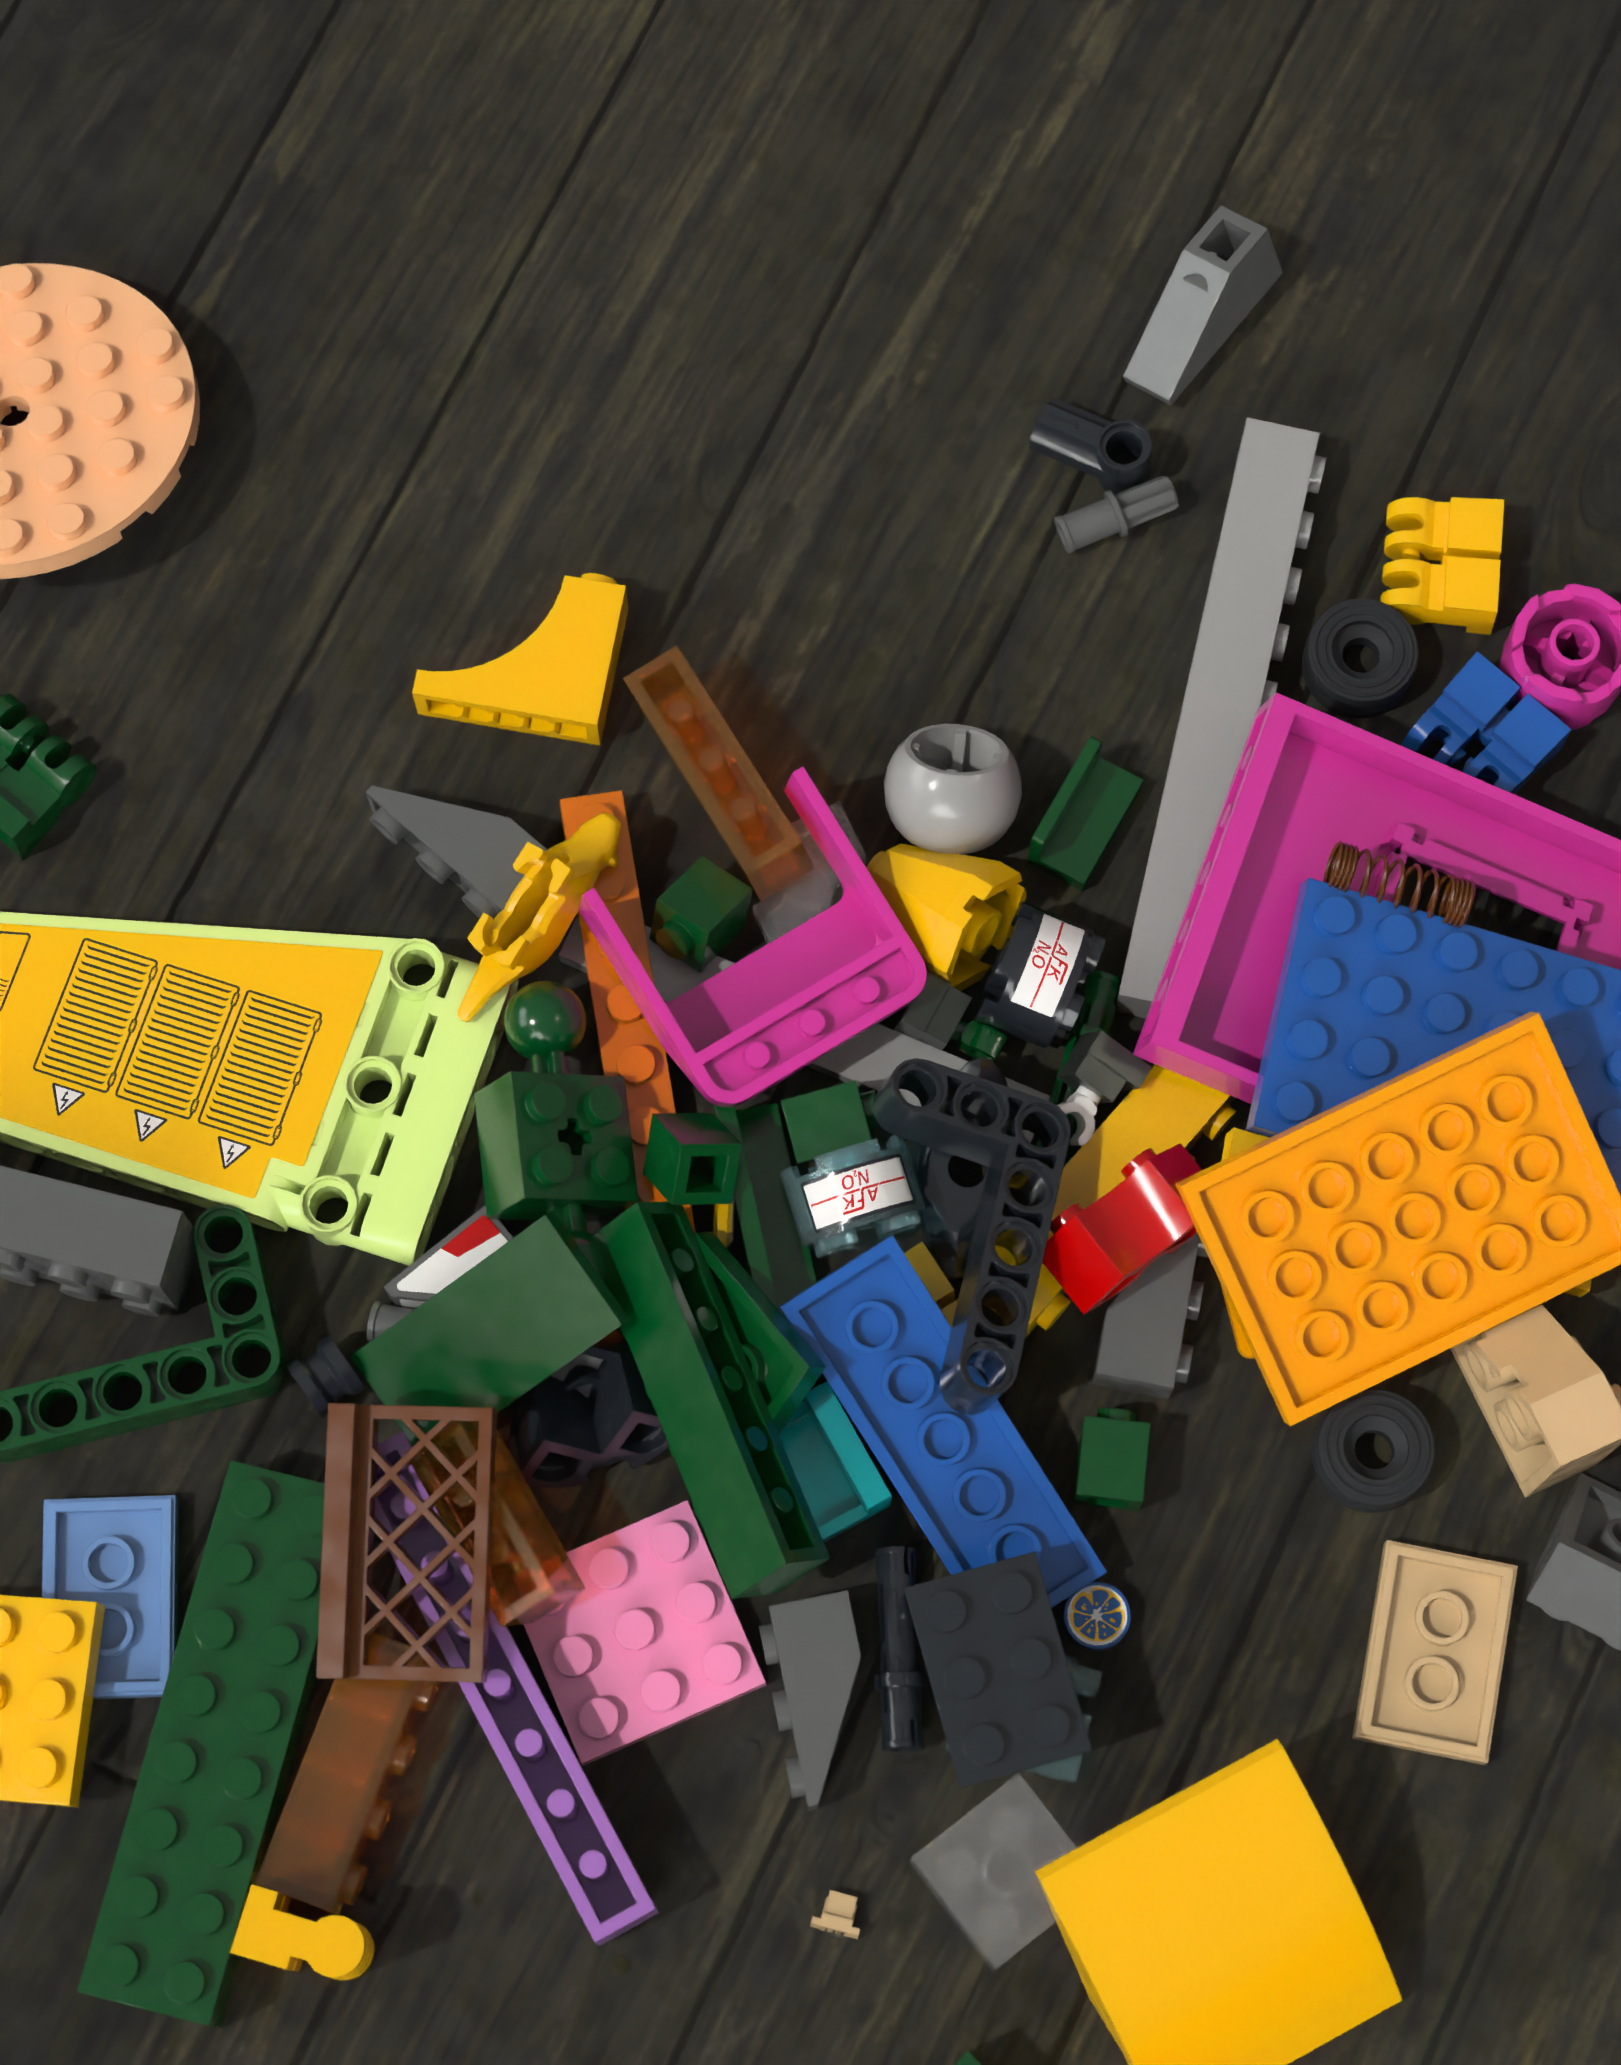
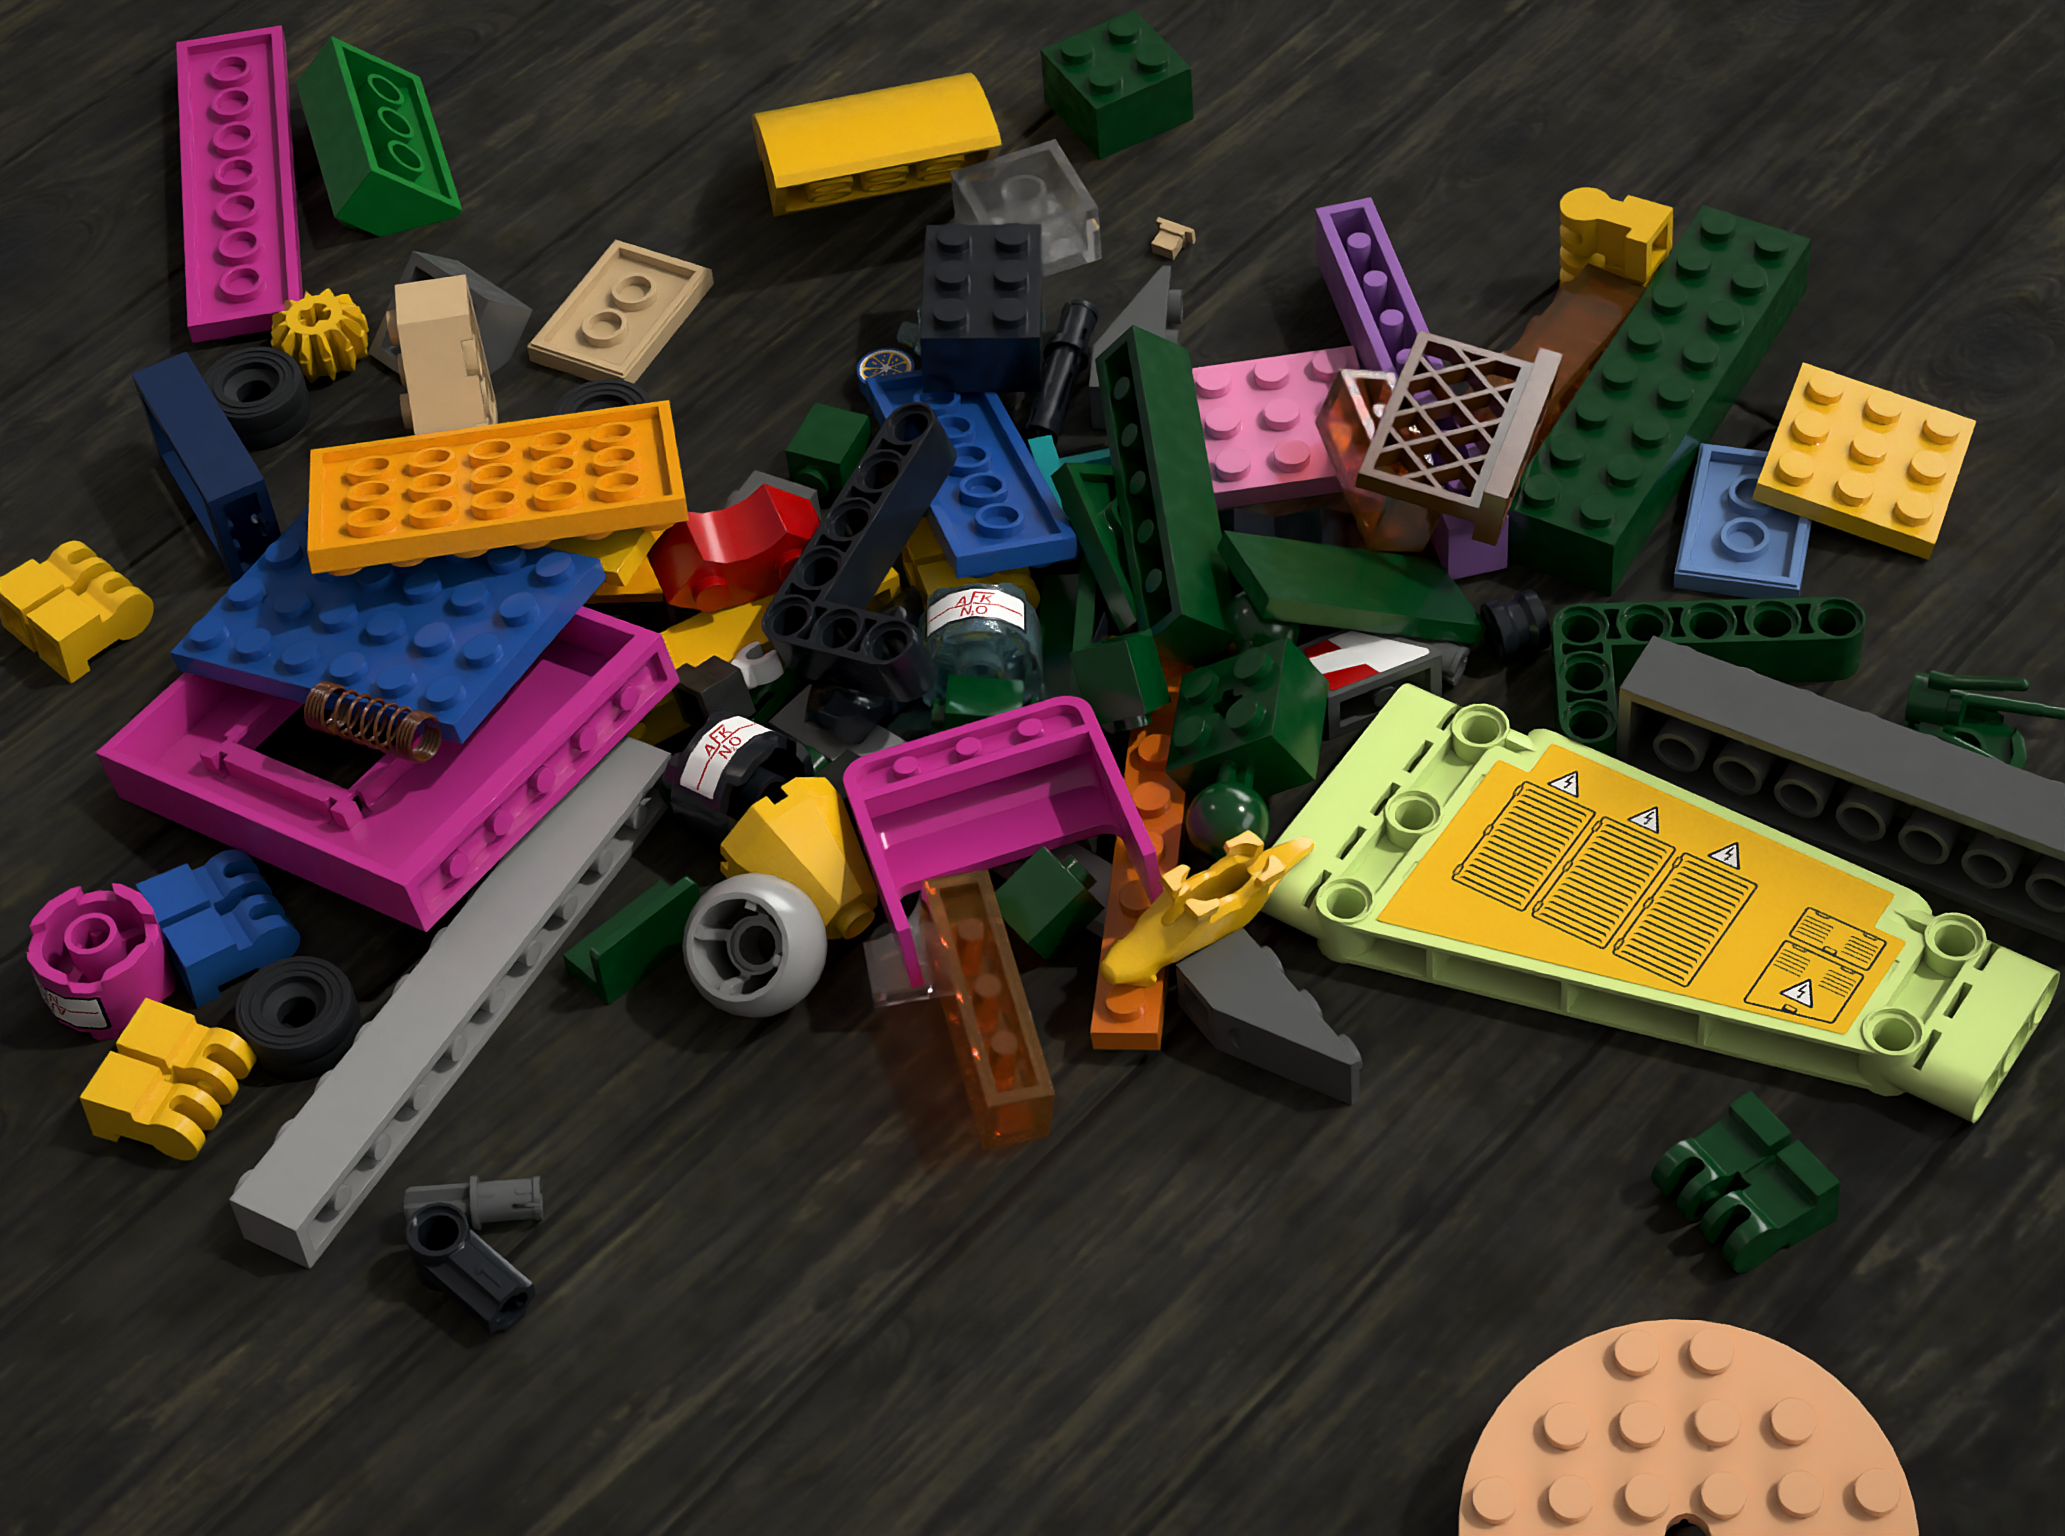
camera: 160 degrees left, 25 degrees down
(550, 682) = (1136, 1155): yellow arch -> none
(1205, 300) = (282, 1377): dark grey slope -> none

